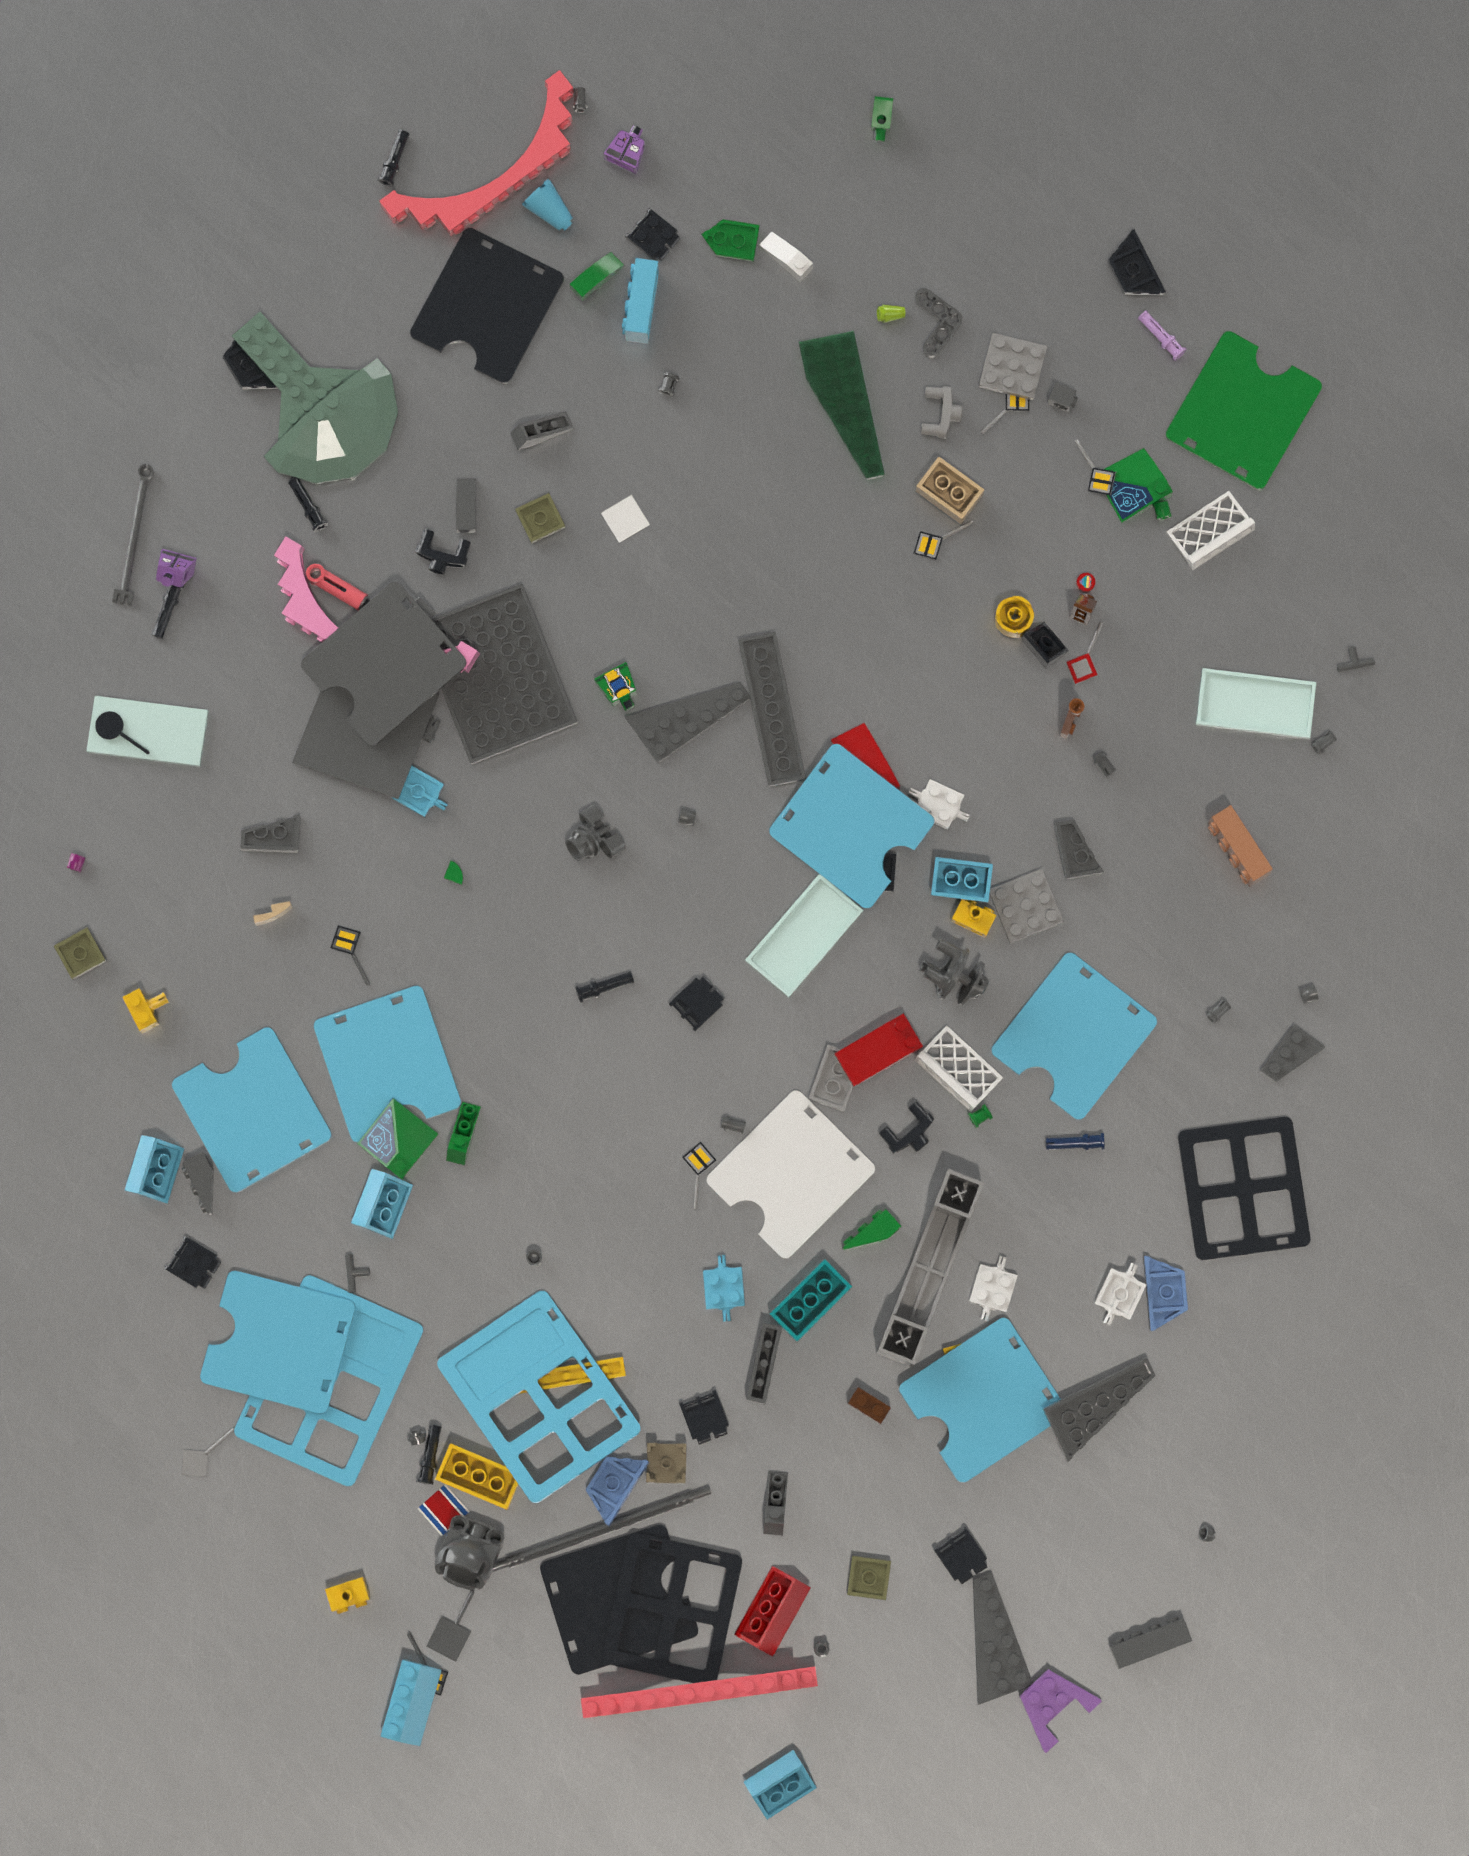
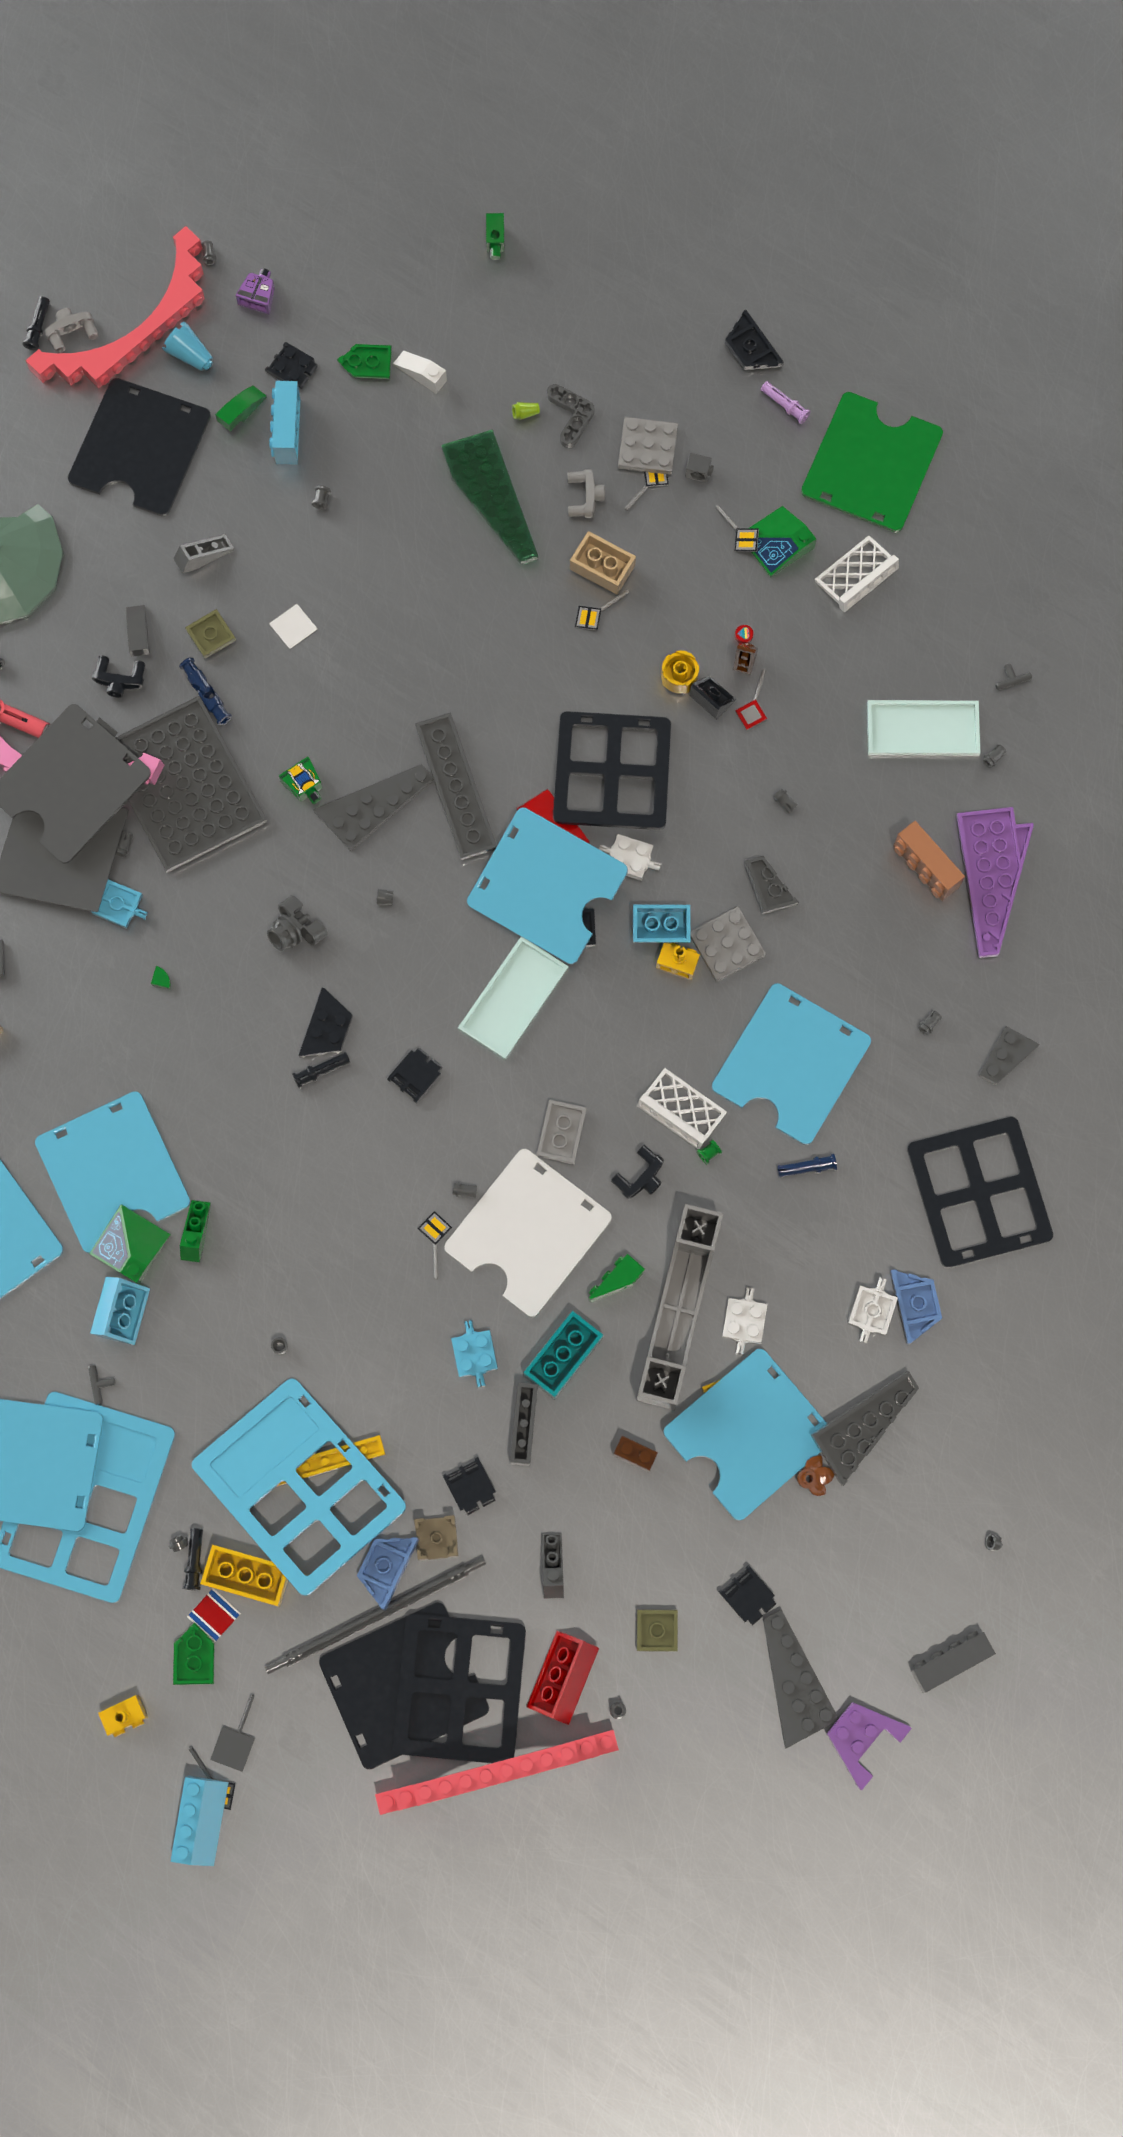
camera: 10 degrees left, 5 degrees down
(346, 941) = (60, 1057): piece -> none
(420, 1548) = (193, 1658): none -> green tile
(426, 161) = (68, 322): none -> light grey connector
(468, 1553) = (243, 1656): dark grey piece -> none
(524, 570) = (199, 683): none -> dark blue piece
(615, 943) = (327, 1027): none -> black wing
(780, 1784) = (592, 1859): medium azure slope -> none
(879, 1050) = (601, 1098): red slope -> none
(932, 713) = (612, 771): none -> black window
(951, 972) = (663, 1014): dark grey piece -> none
(1044, 1448) = (818, 1476): none -> dark orange plate
(1075, 707) = (750, 753): dark orange plate -> none
(1162, 510) = (808, 559): green hose -> none
(1306, 853) = (993, 863): none -> medium lavender wing
(1309, 994) = (1016, 995): dark grey hose -> none

